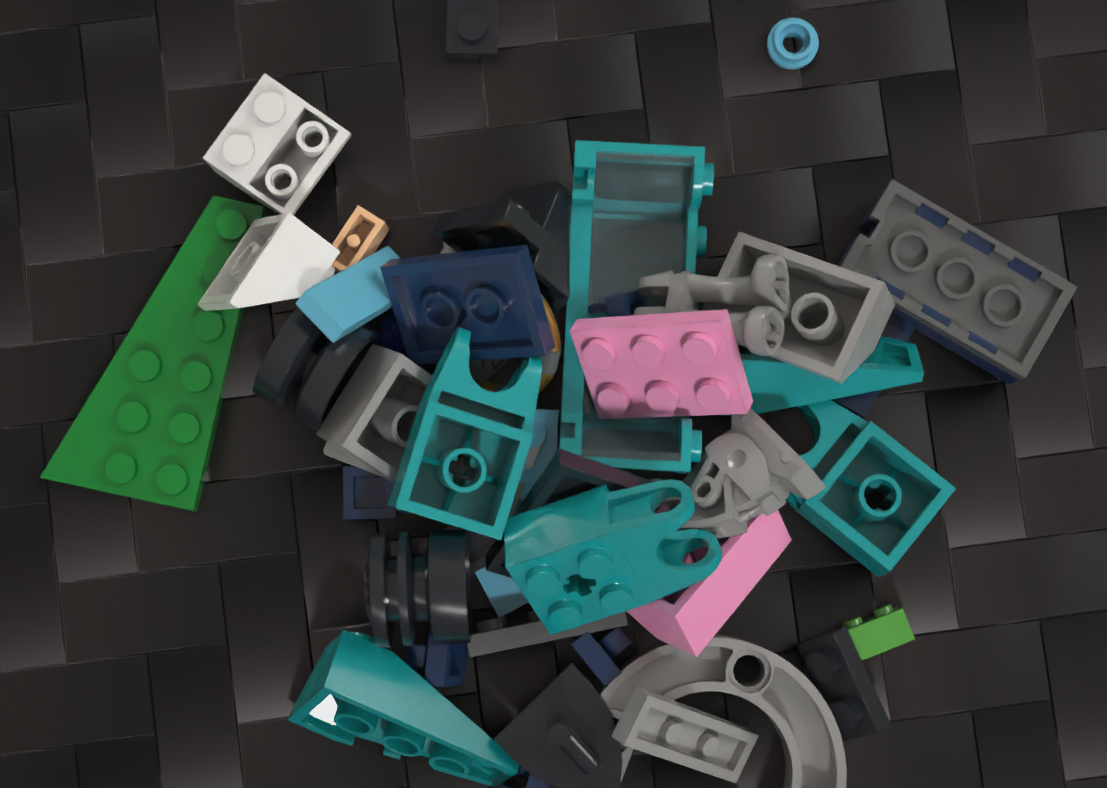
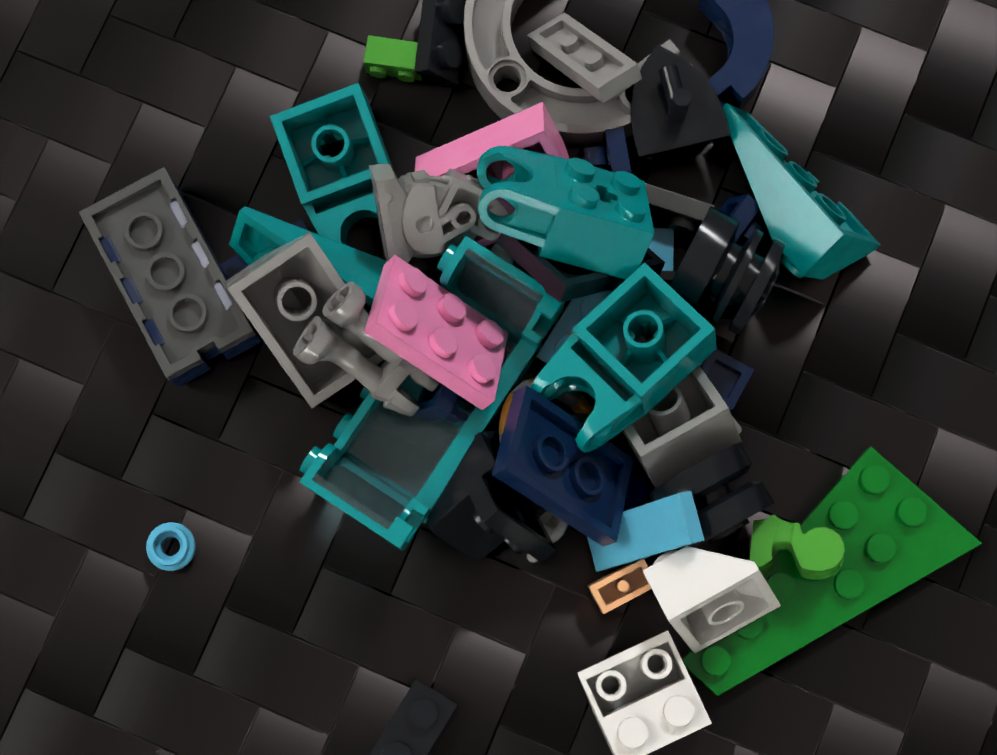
camera: 145 degrees left, 5 degrees down
(190, 365) = (816, 553): none -> bright green leg

